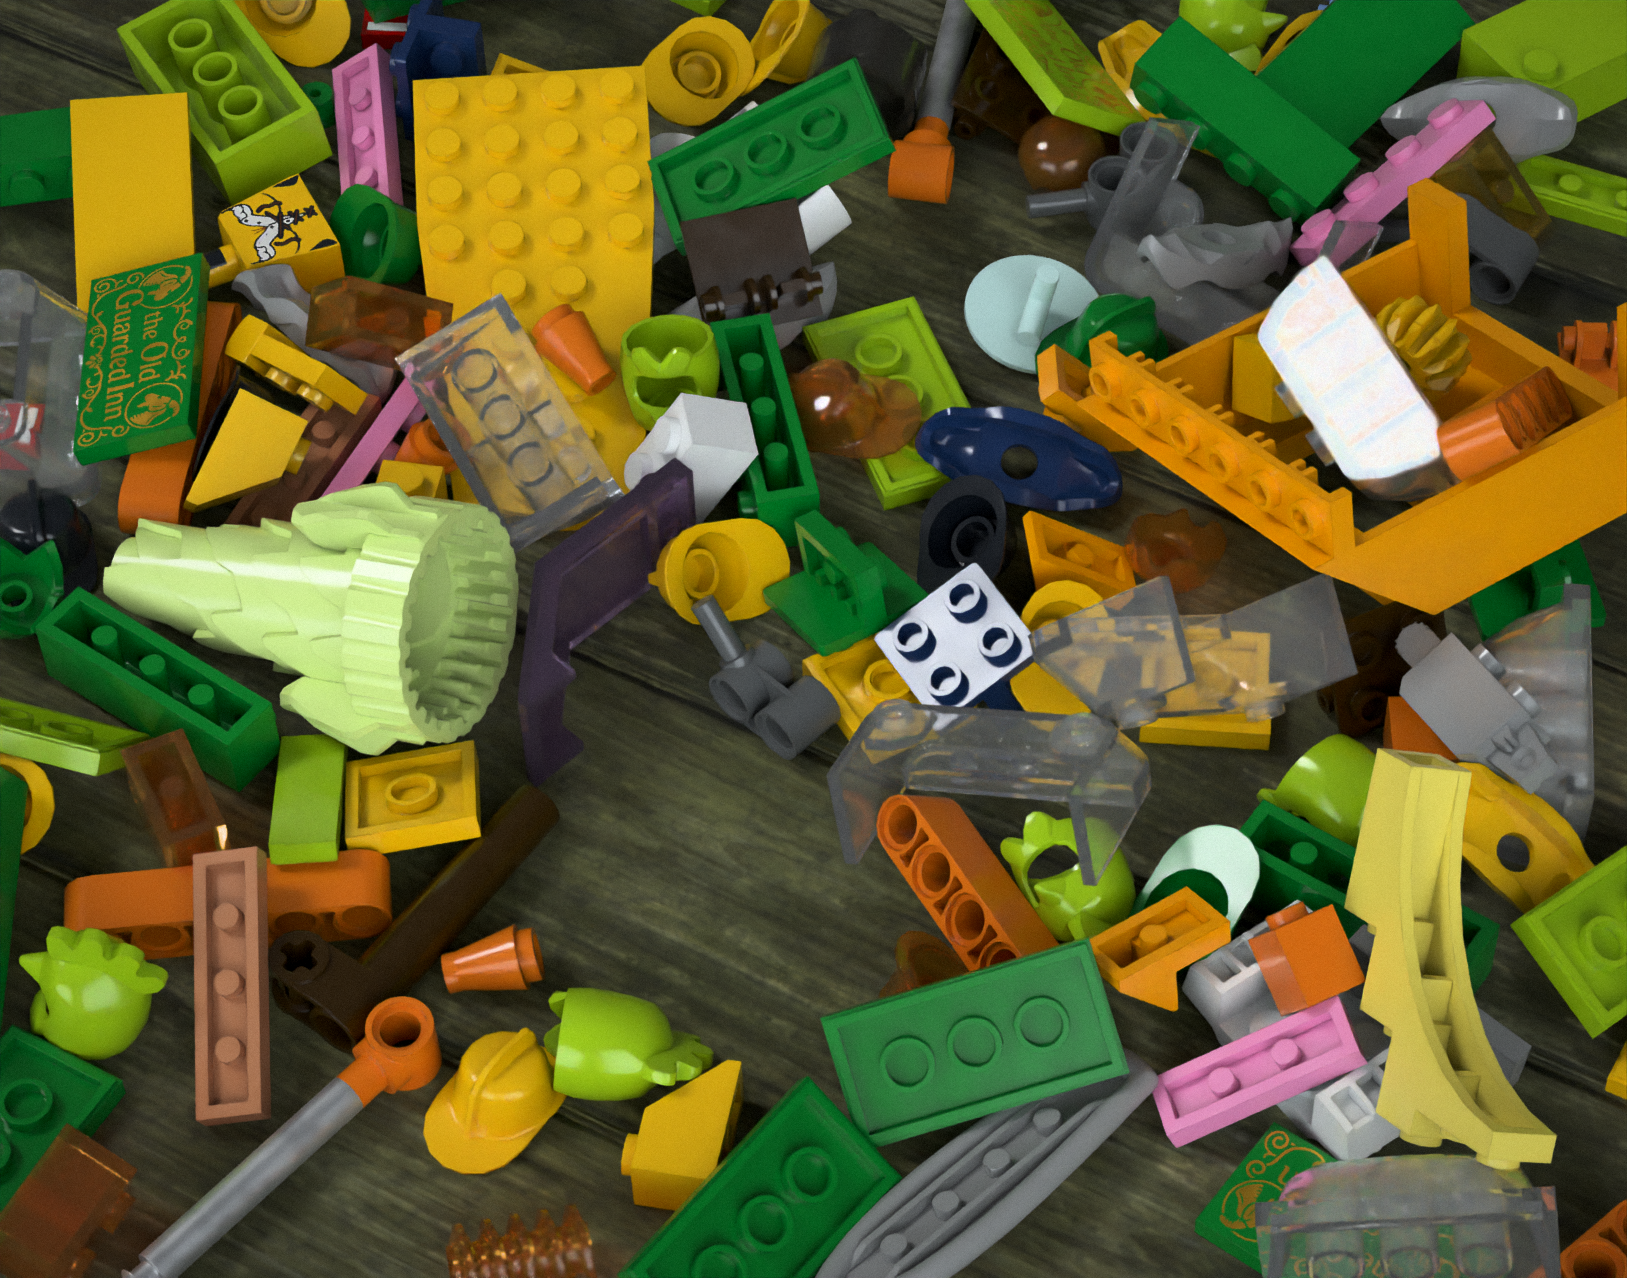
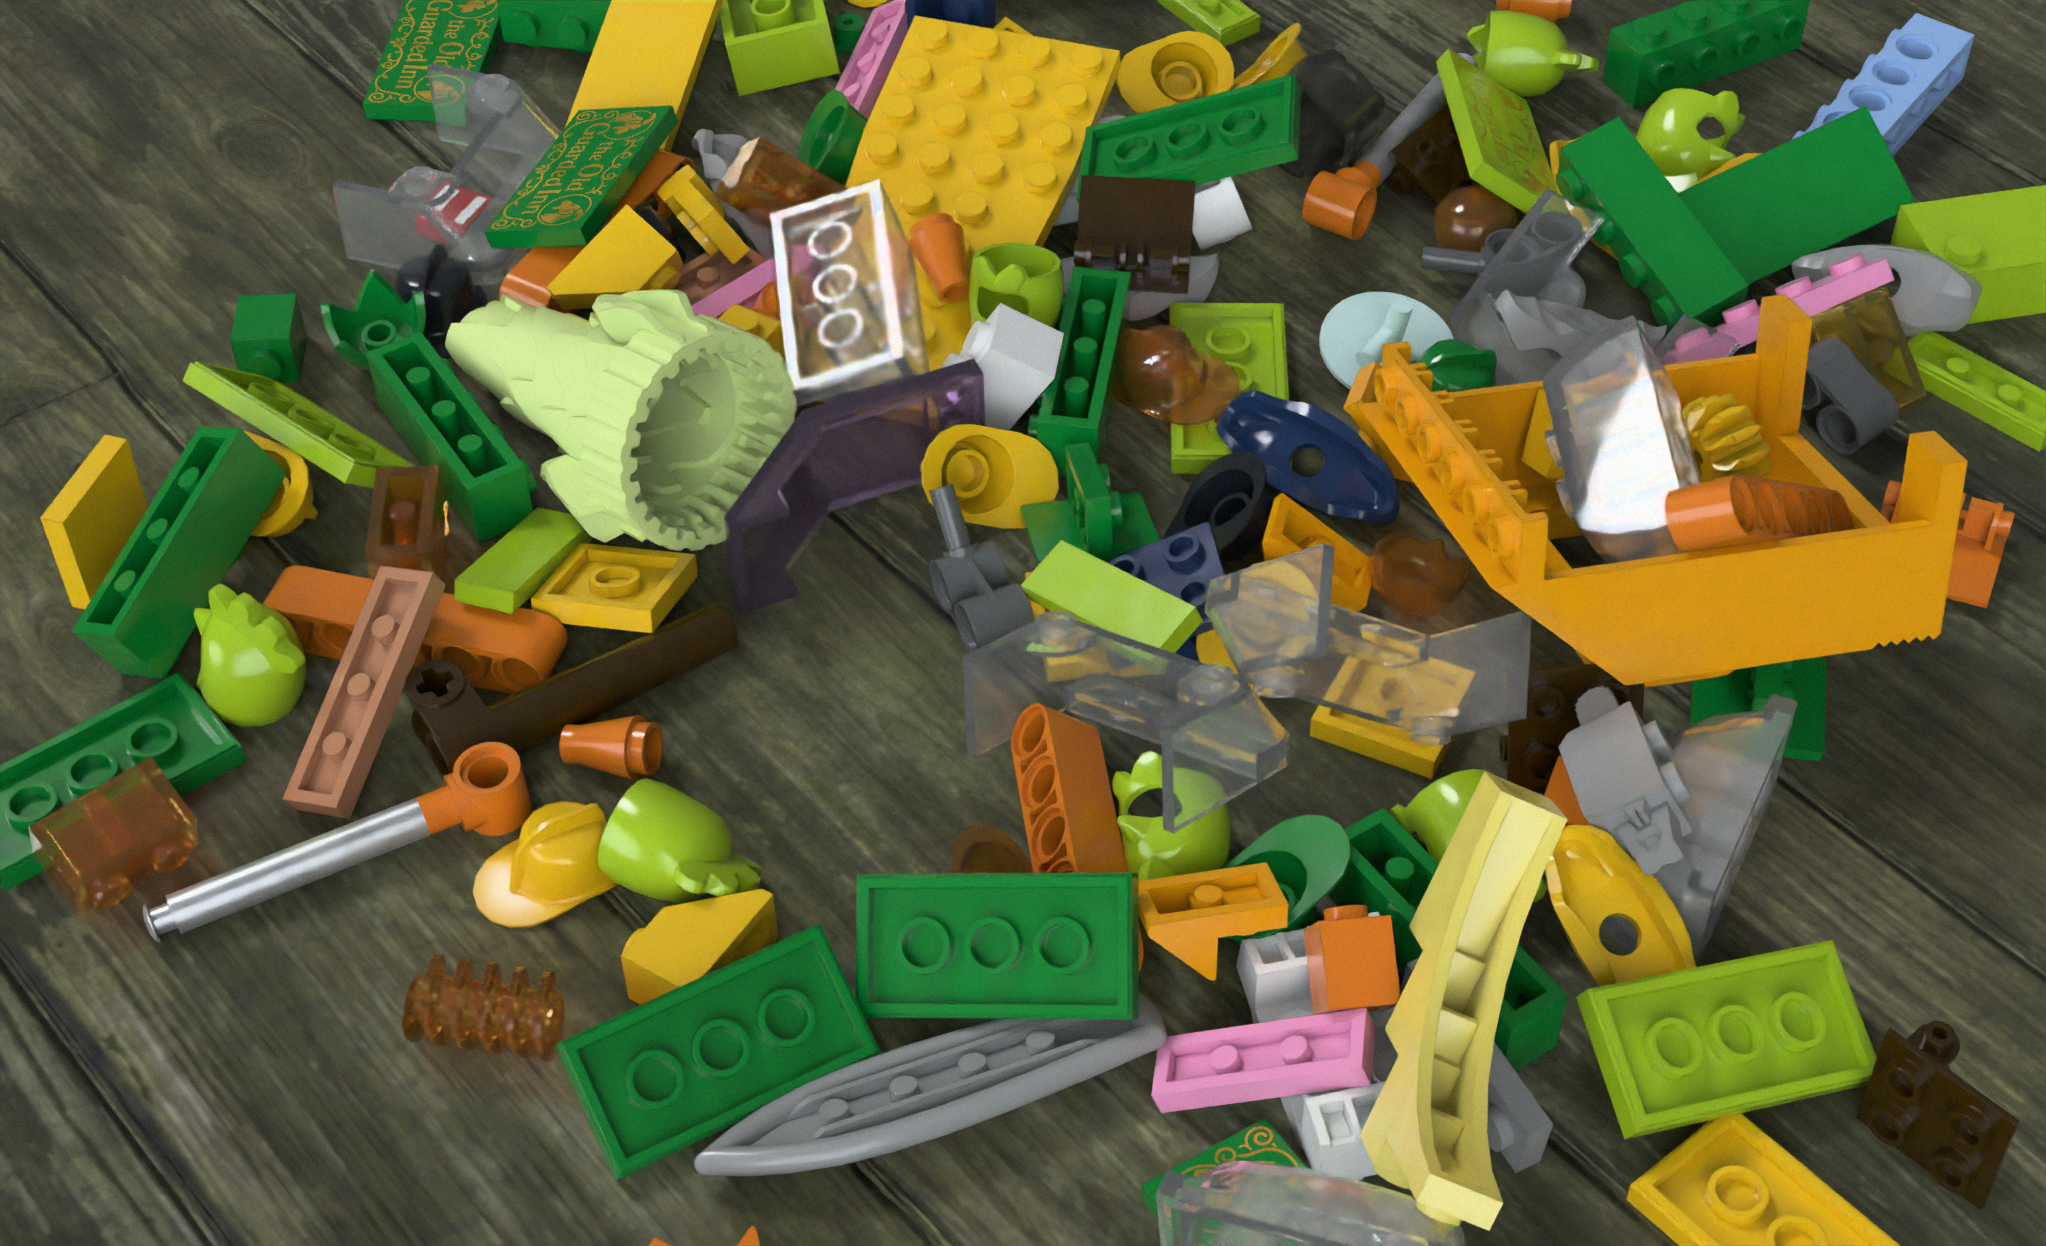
camera: 20 degrees right, 5 degrees down
(277, 228) = (748, 109): yellow torso -> none
(915, 669) = (1110, 598): none -> lime tile

